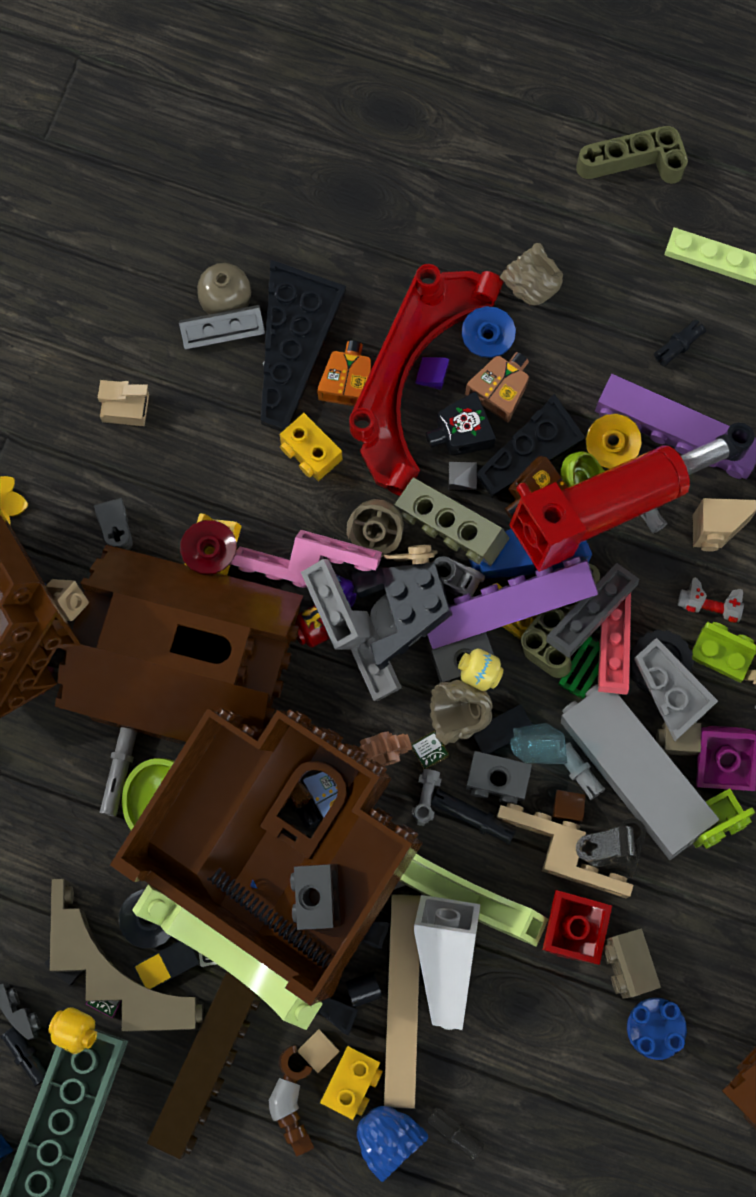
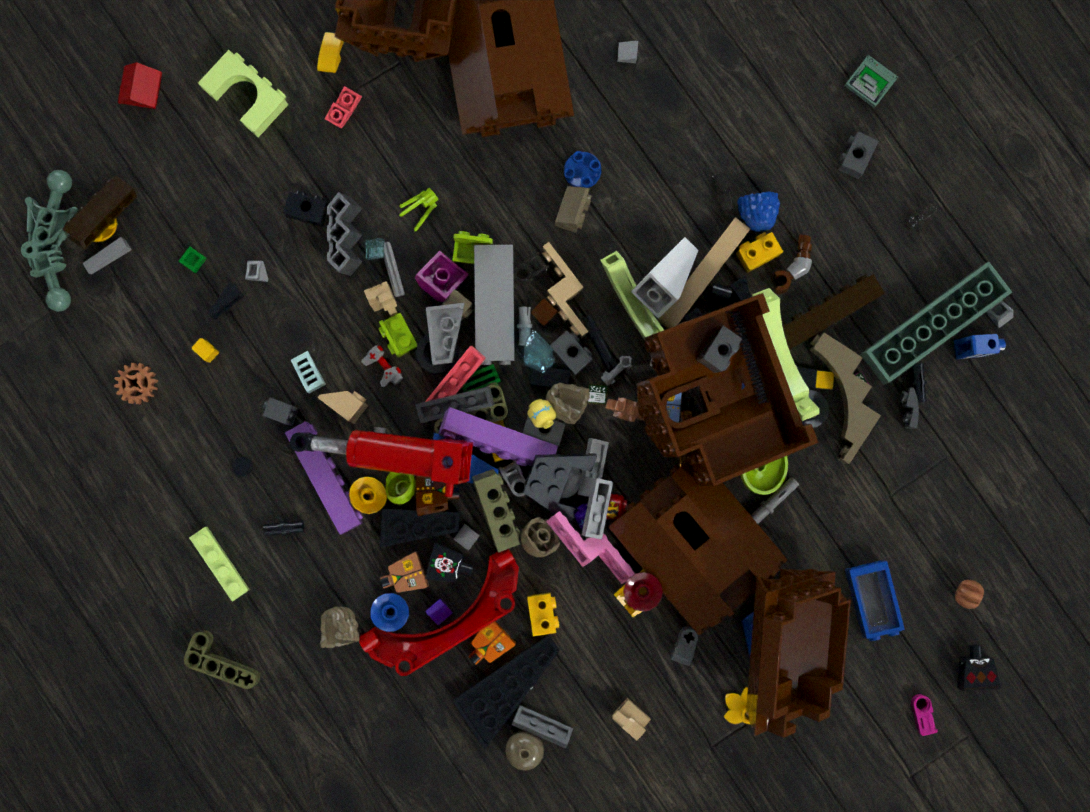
camera: 145 degrees left, 10 degrees up
(67, 597) = (745, 612): tan bracket -> none
(72, 1030) = (890, 372): yellow head -> none
(318, 1051) = (764, 280): tan tile -> none
(417, 554) = (528, 505): tan plate -> none
(577, 928) = (588, 245): red slope -> none
(613, 847) = (541, 272): clear smoke piece -> none

